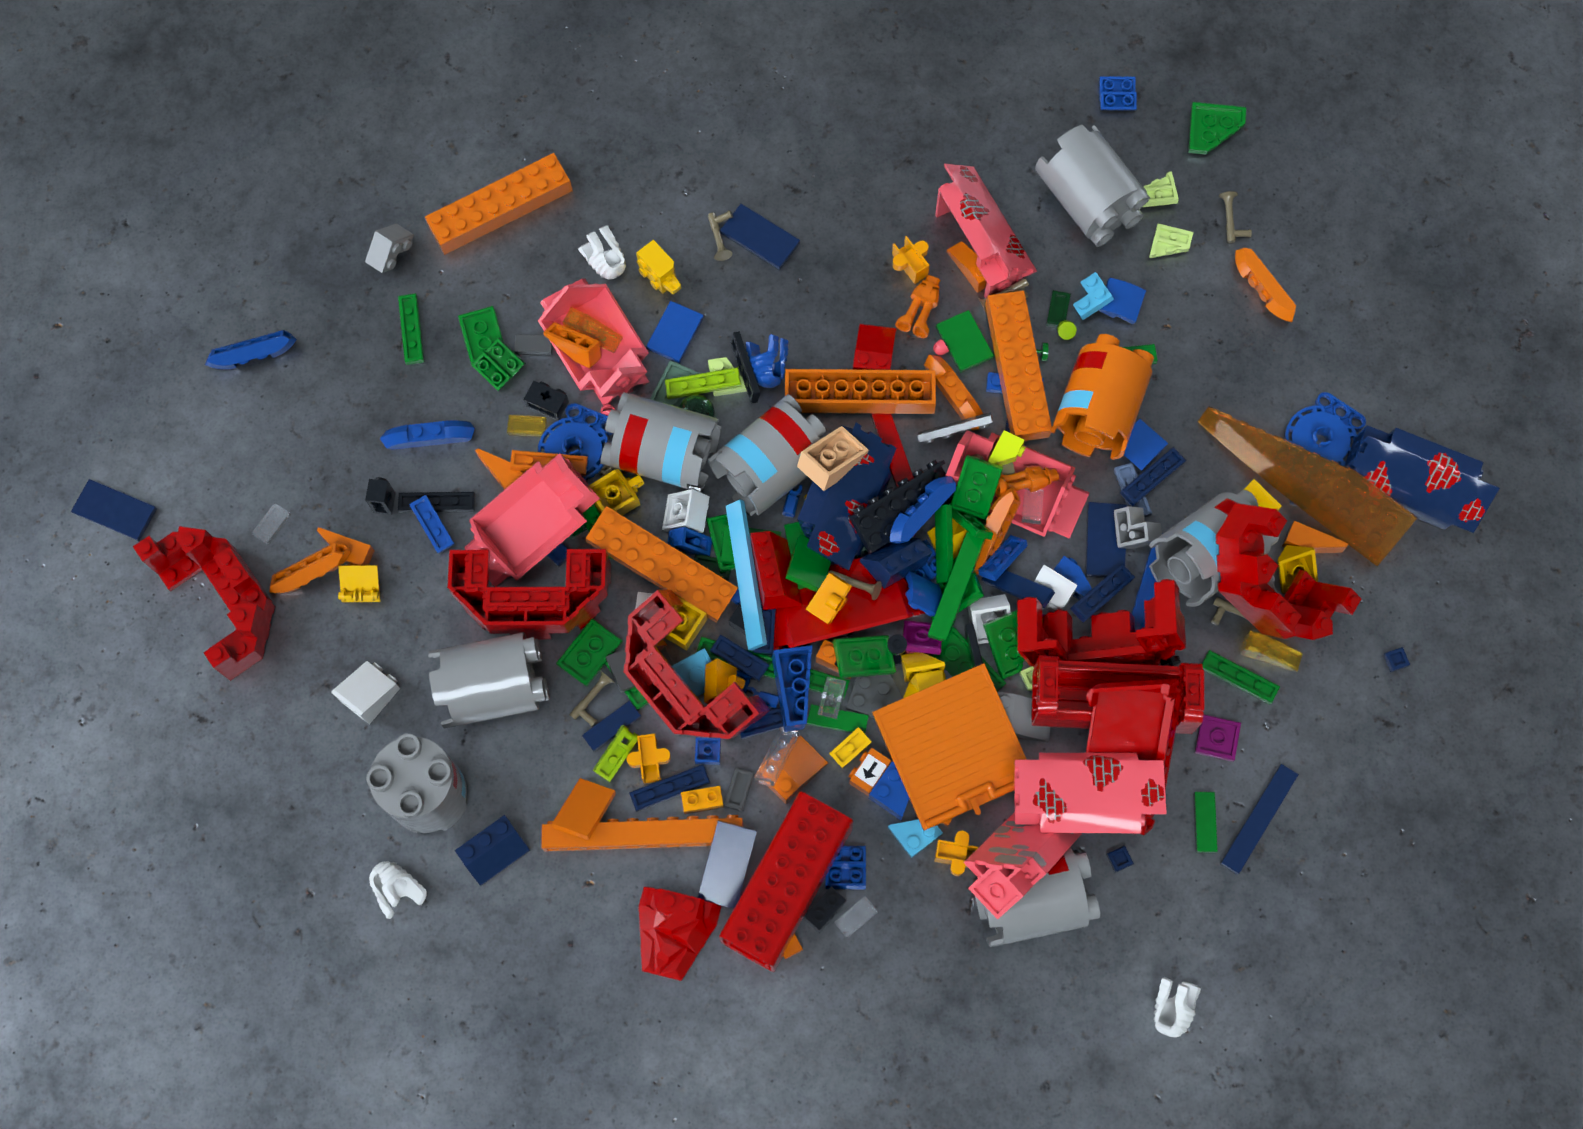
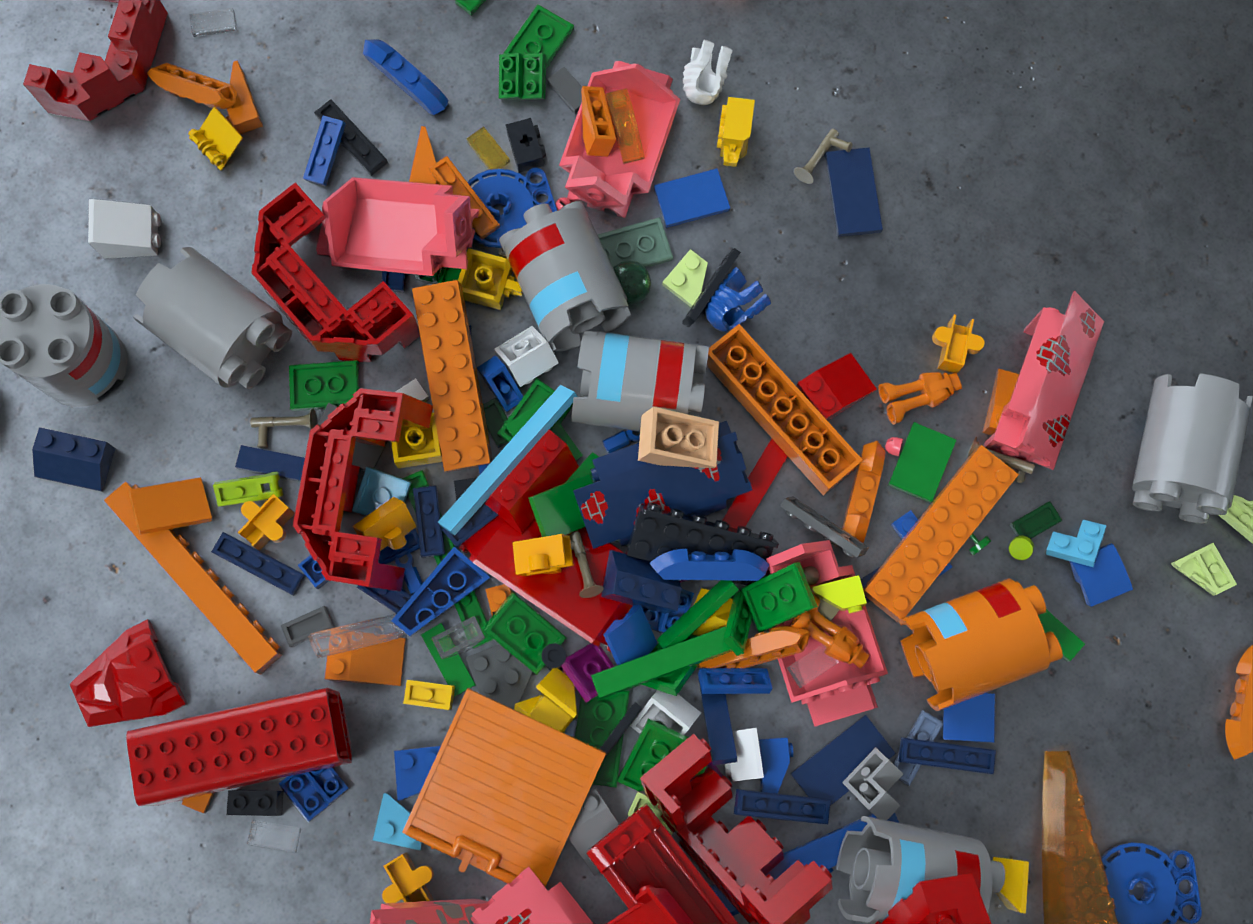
camera: 45 degrees right, 5 degrees up
(380, 496) = (310, 85): black brick -> none
(702, 799) = (269, 602): light orange piece -> none
(703, 383) = (662, 264): lime tile -> none
(727, 864) = (223, 676): tile -> none
(869, 771) = (420, 732): brick -> none

